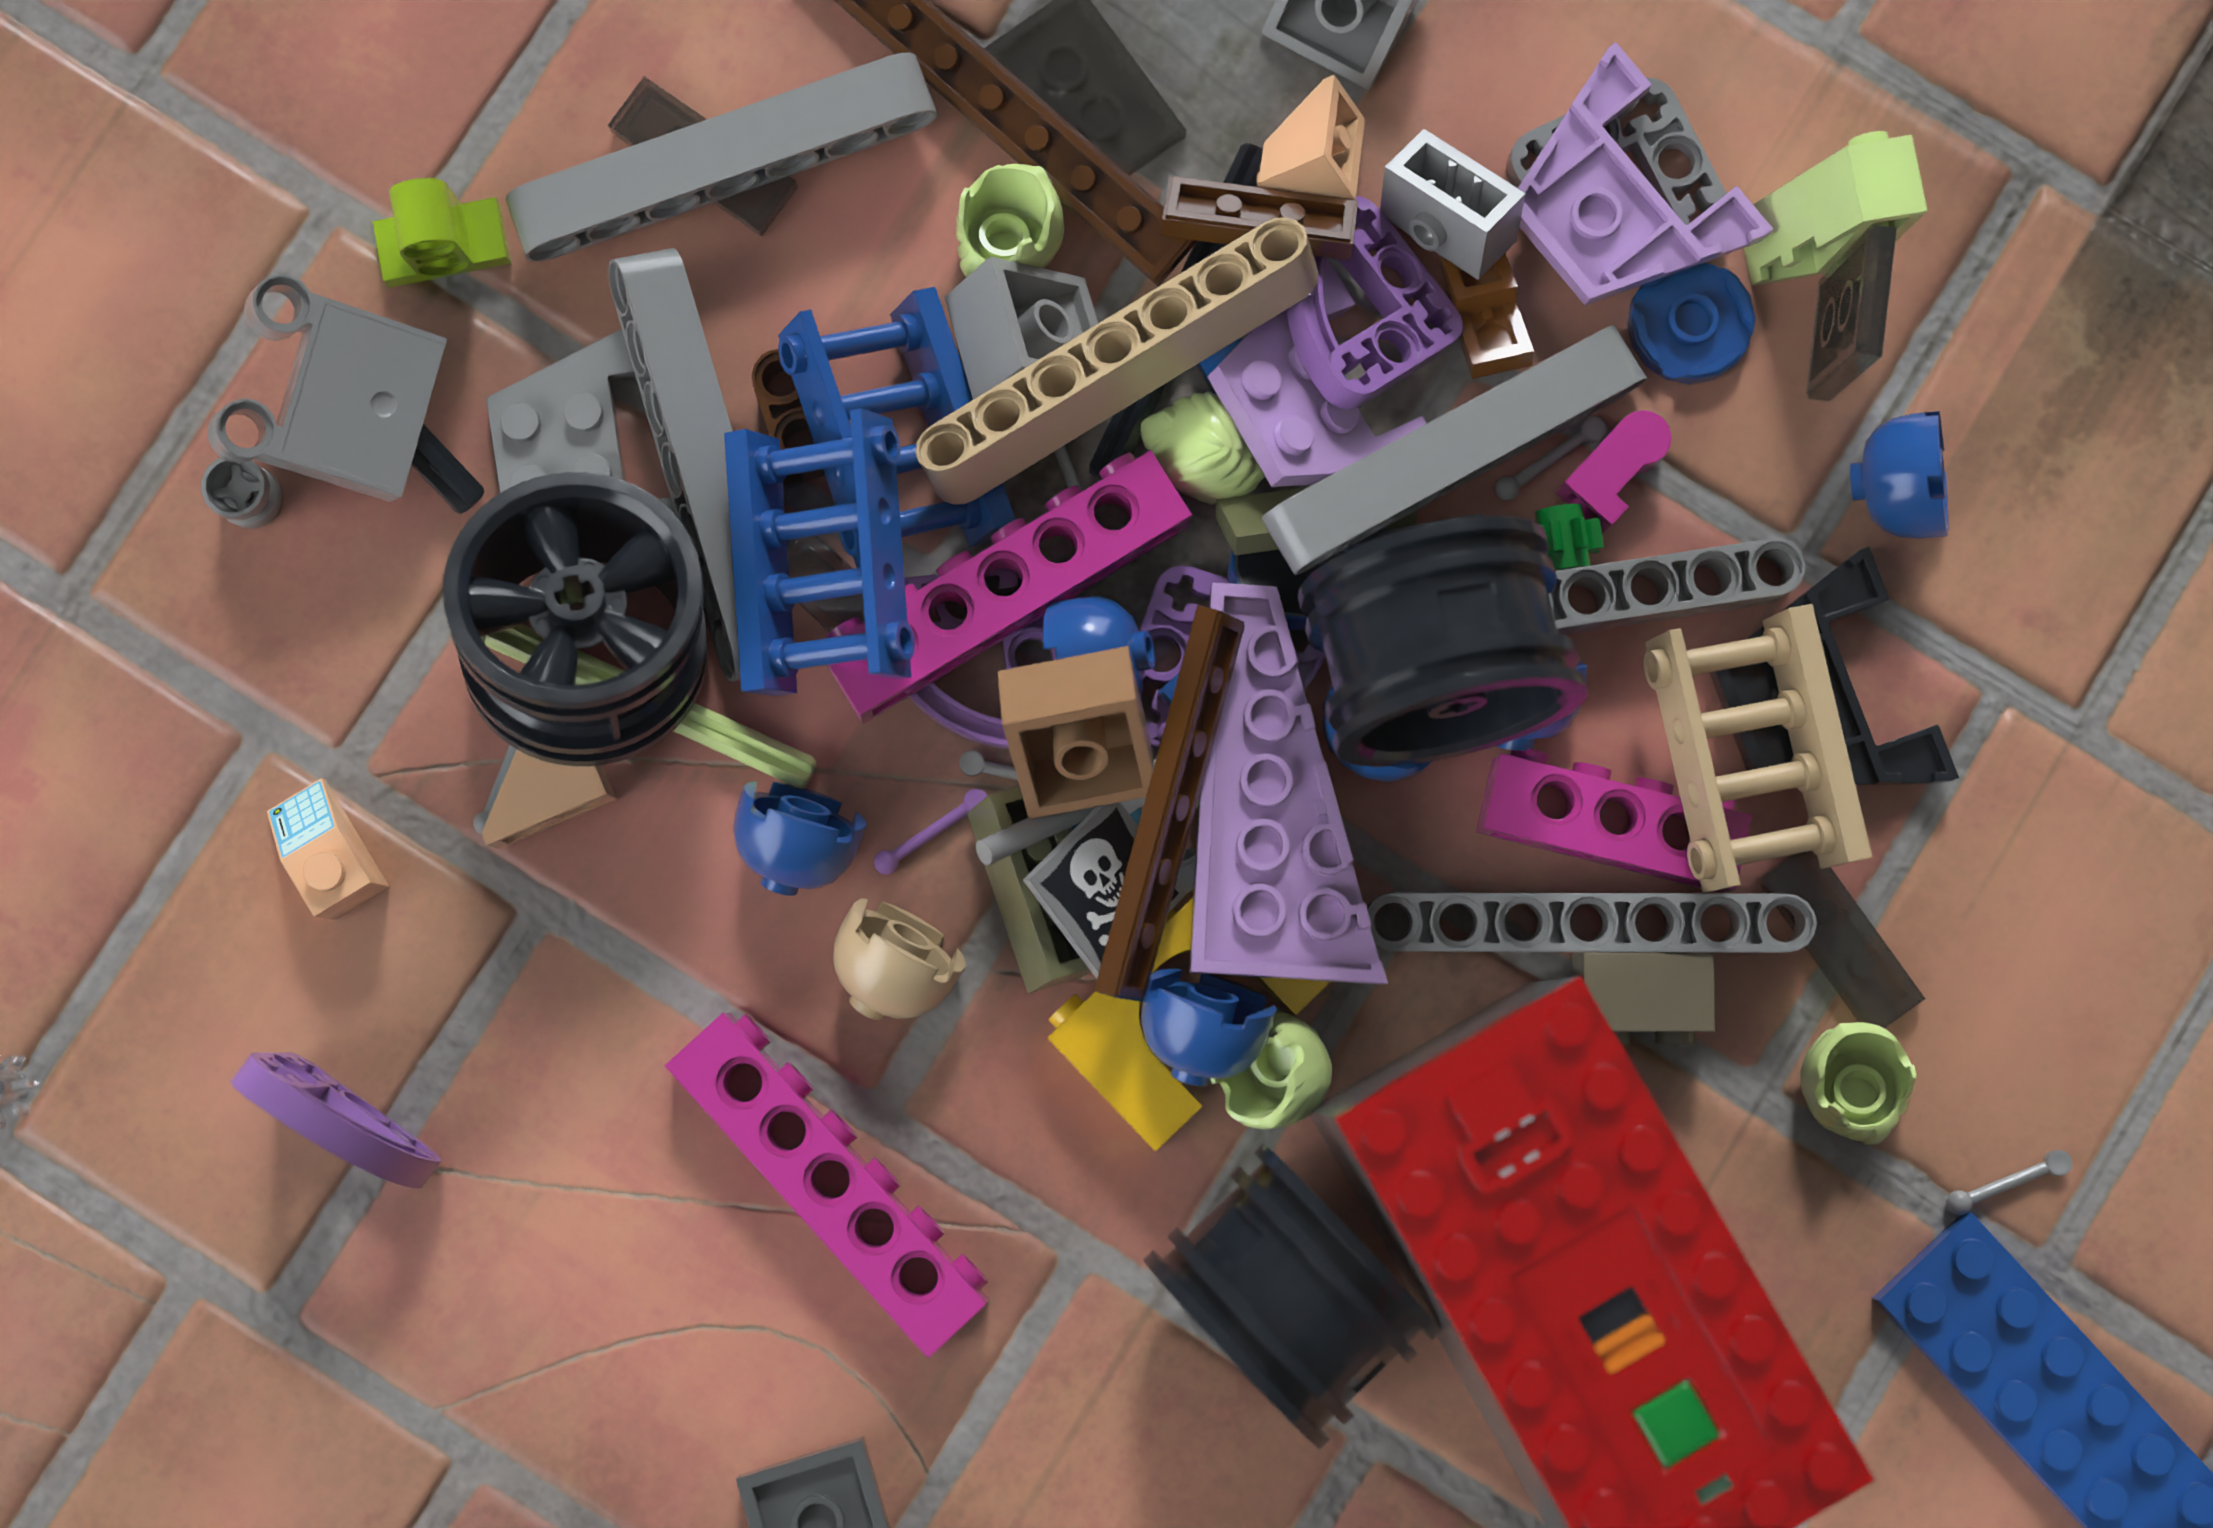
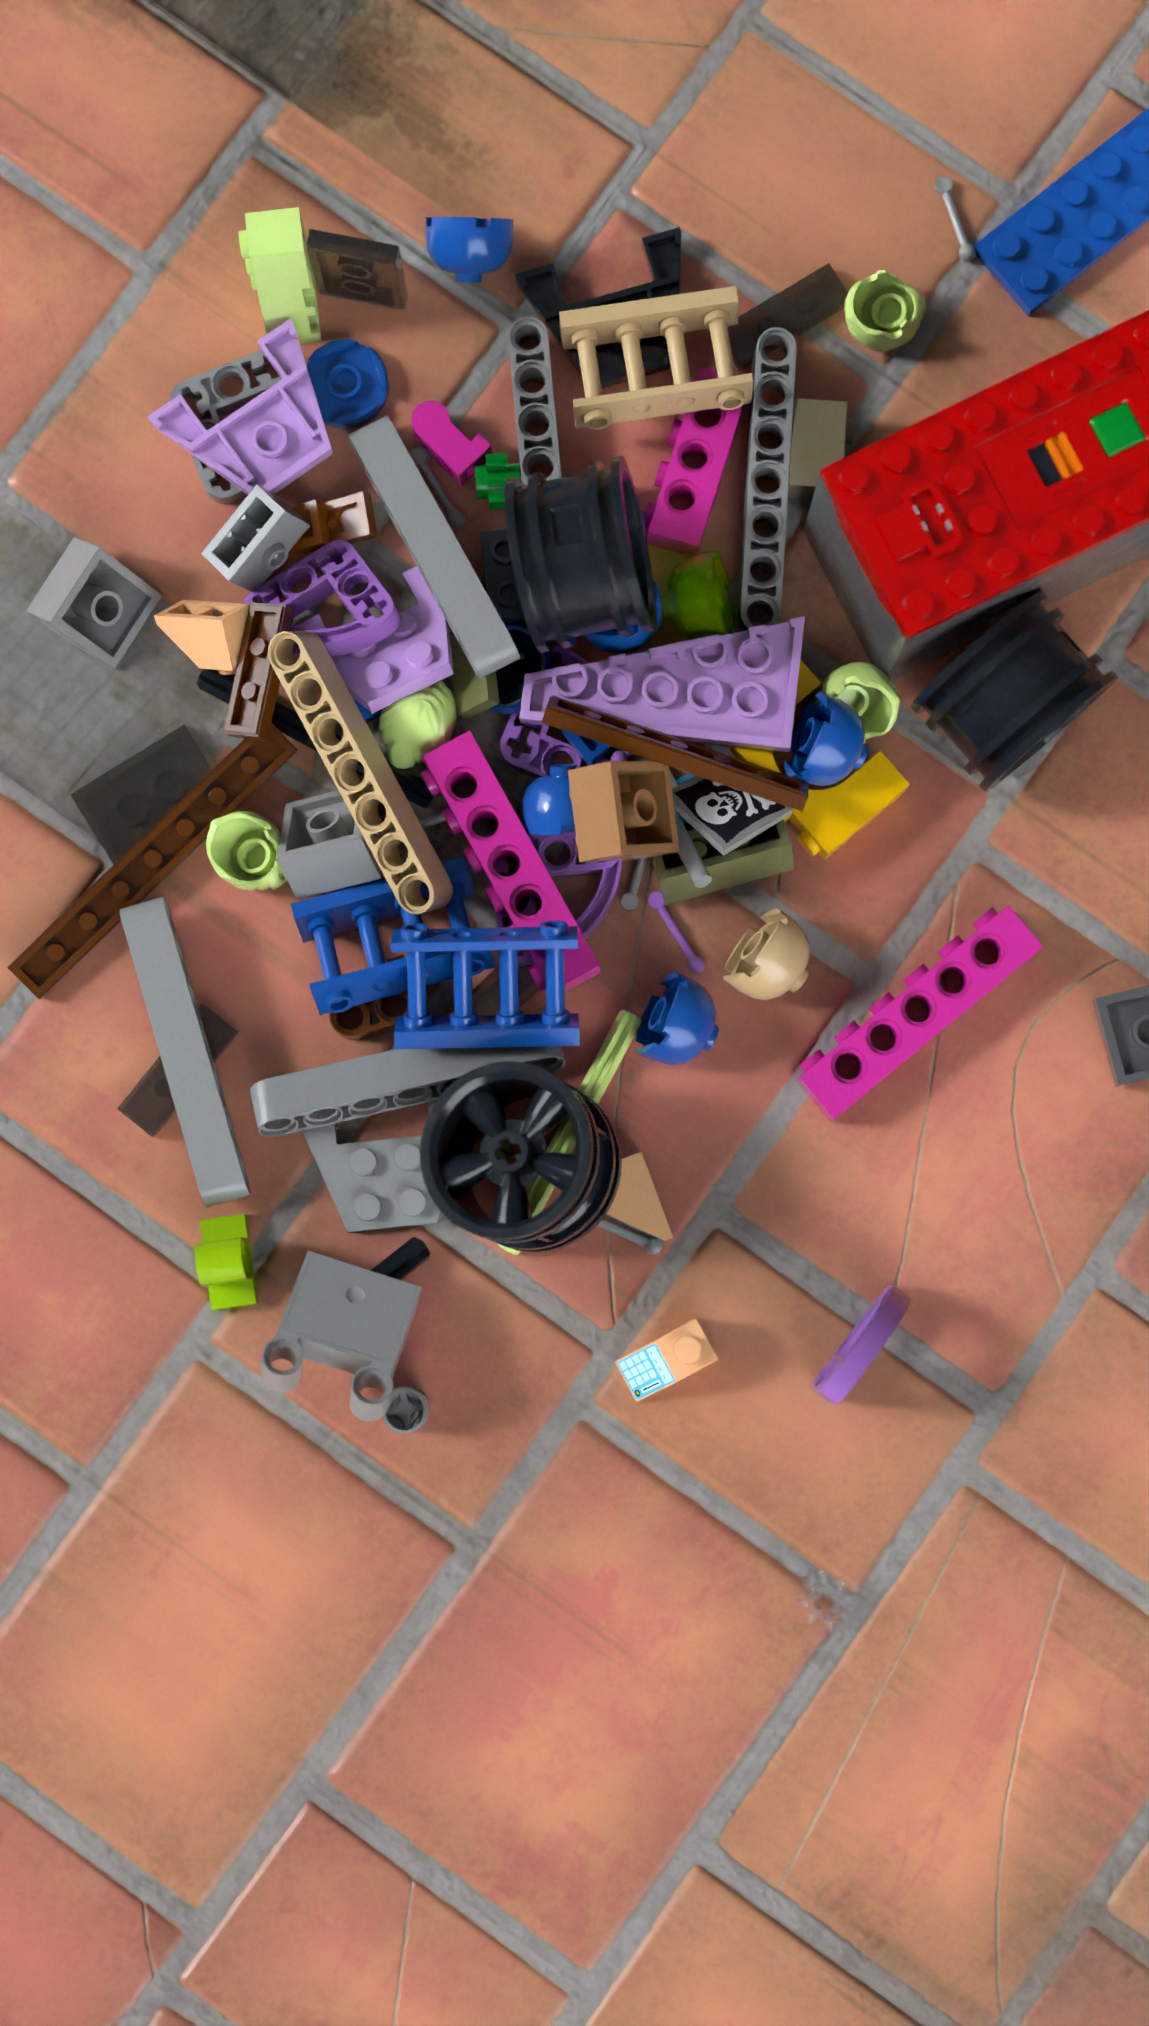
camera: 80 degrees left, 0 degrees up
(1410, 833) = (698, 597): none -> clear neon green cylinder

